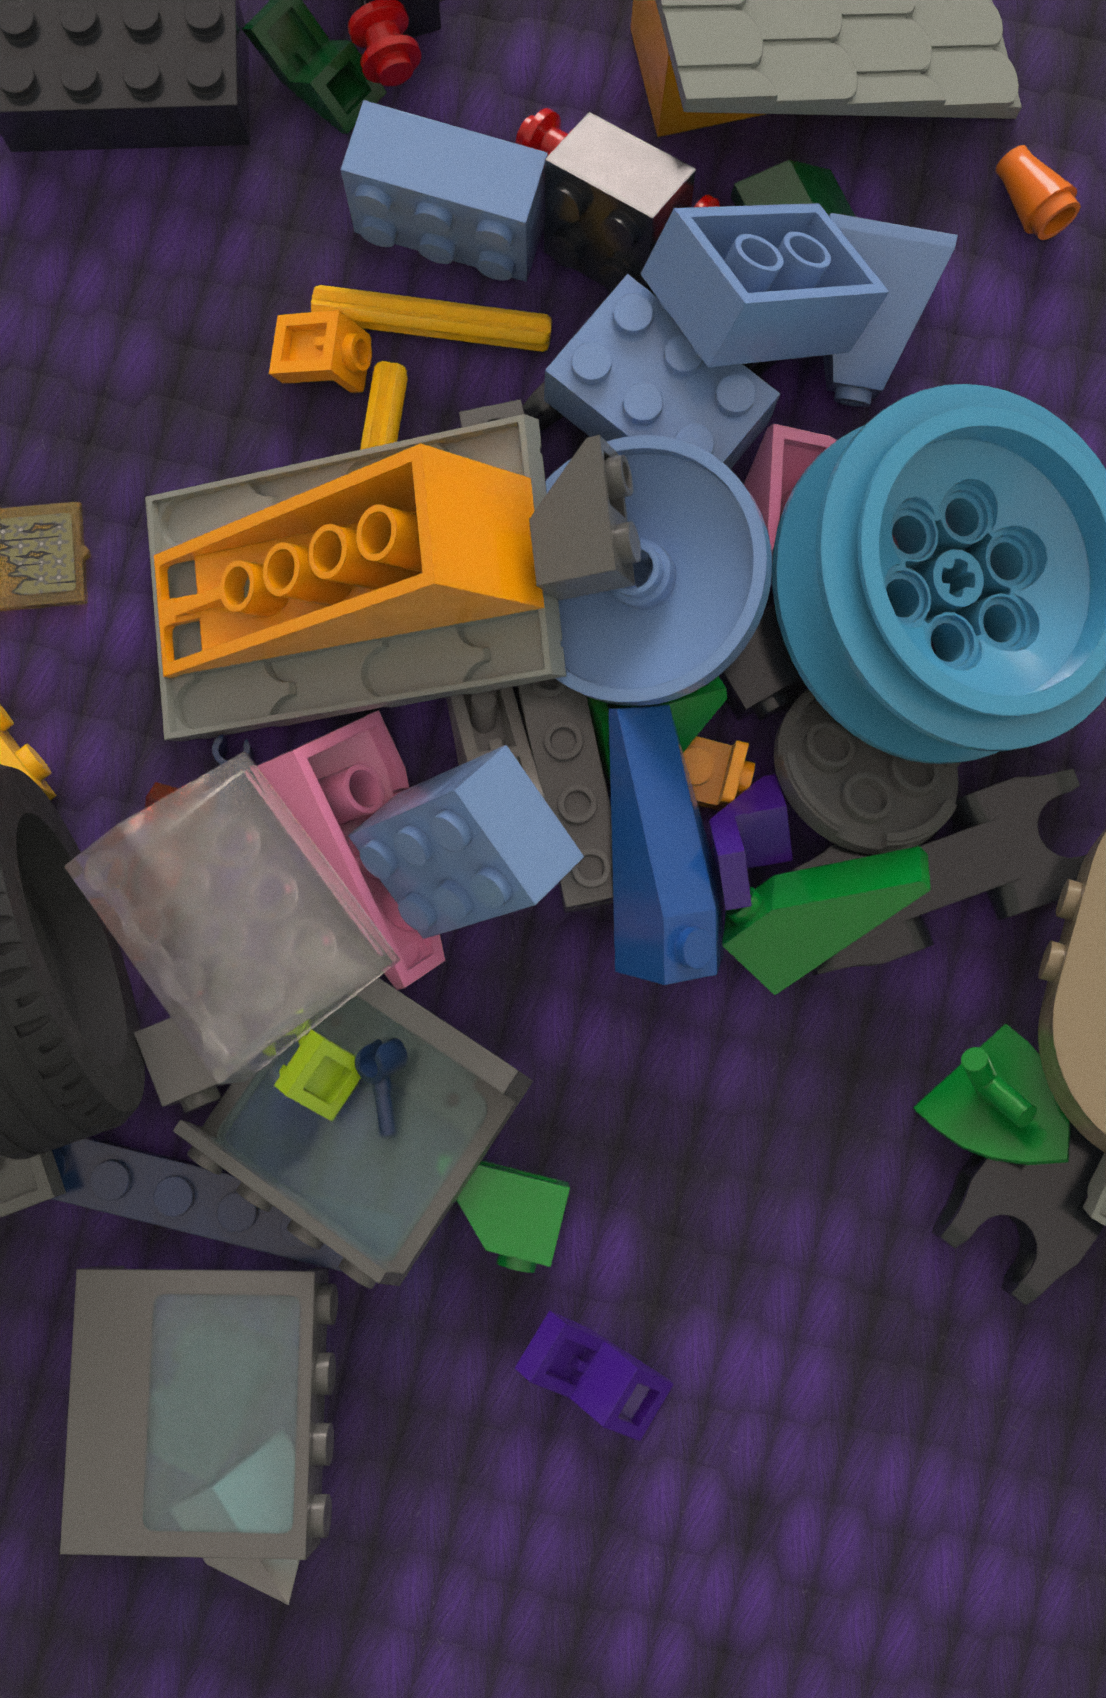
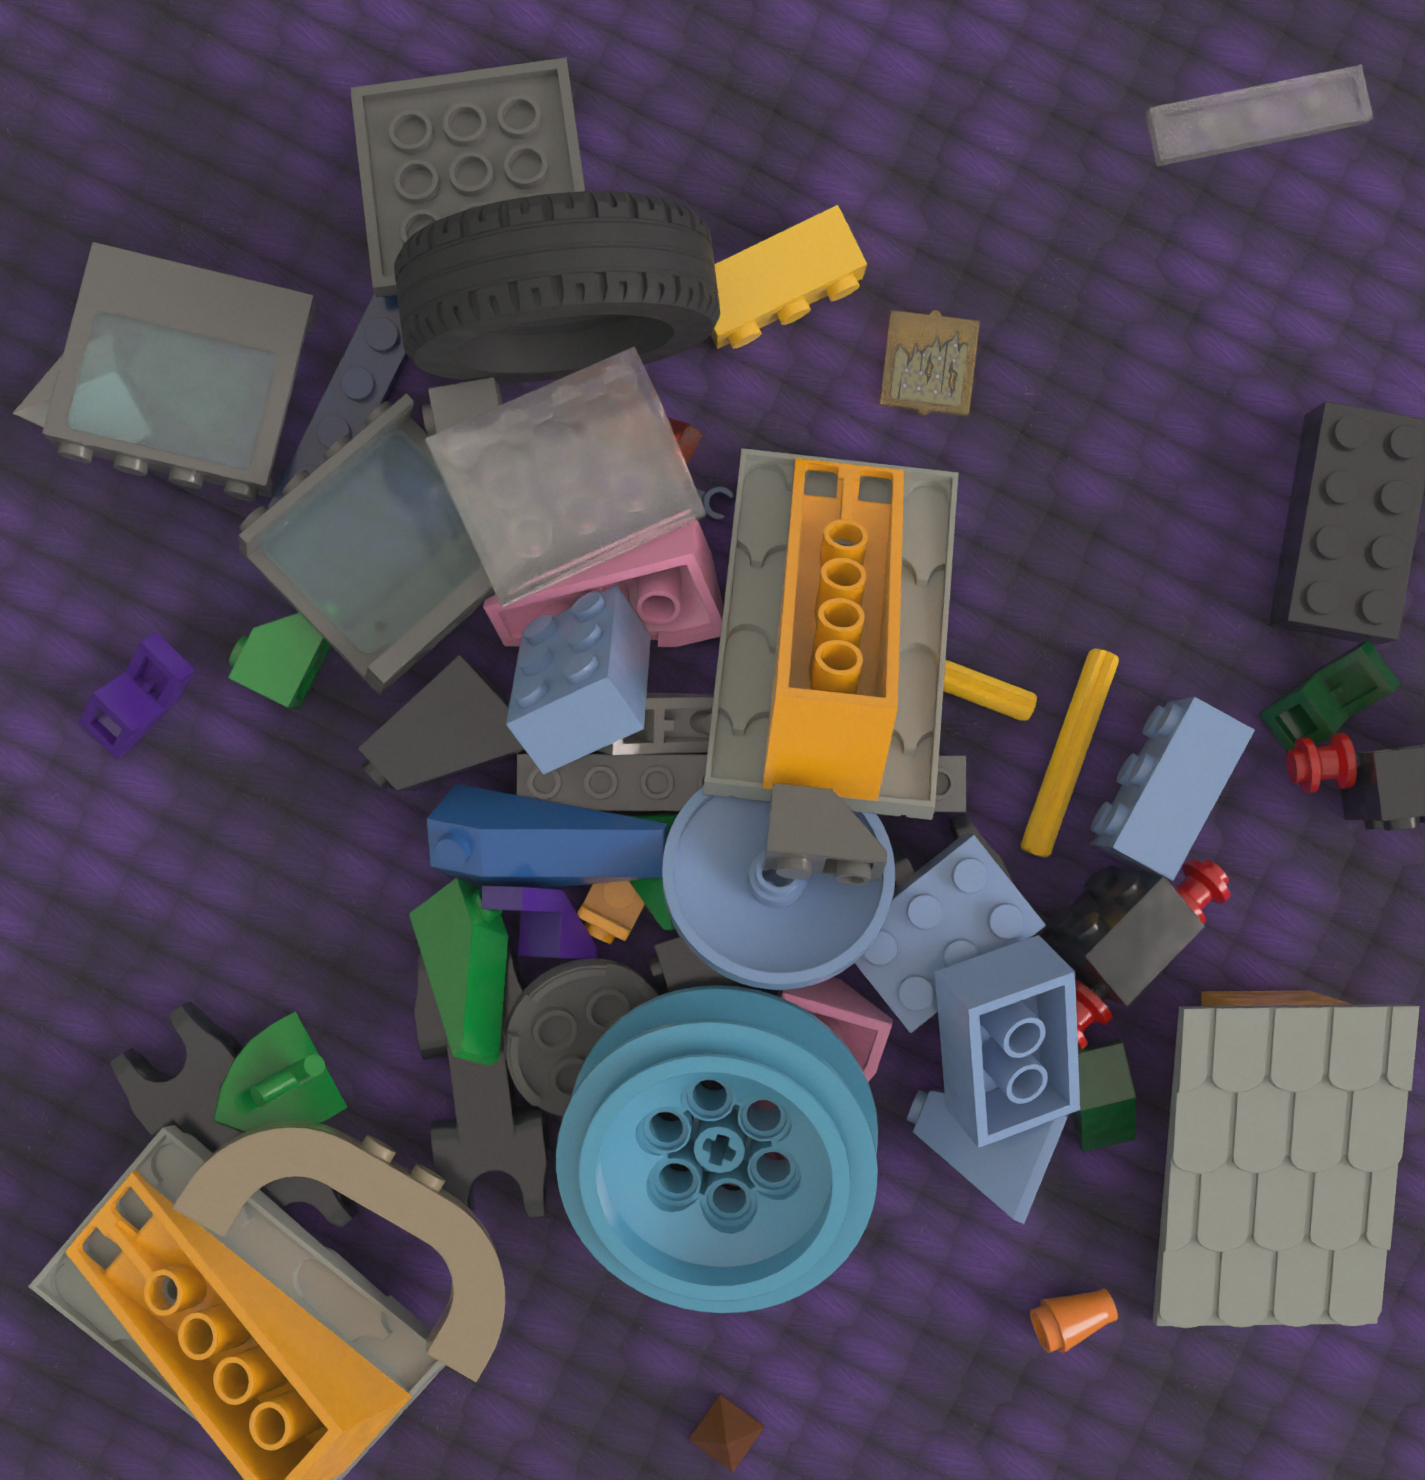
camera: 100 degrees right, 5 degrees up
(319, 1075) = (424, 522): lime tile -> none
(321, 349) = (1057, 649): light orange bracket -> none
(375, 1065) = (420, 569): dark blue hand -> none
(559, 991) = (442, 732): none -> black slope

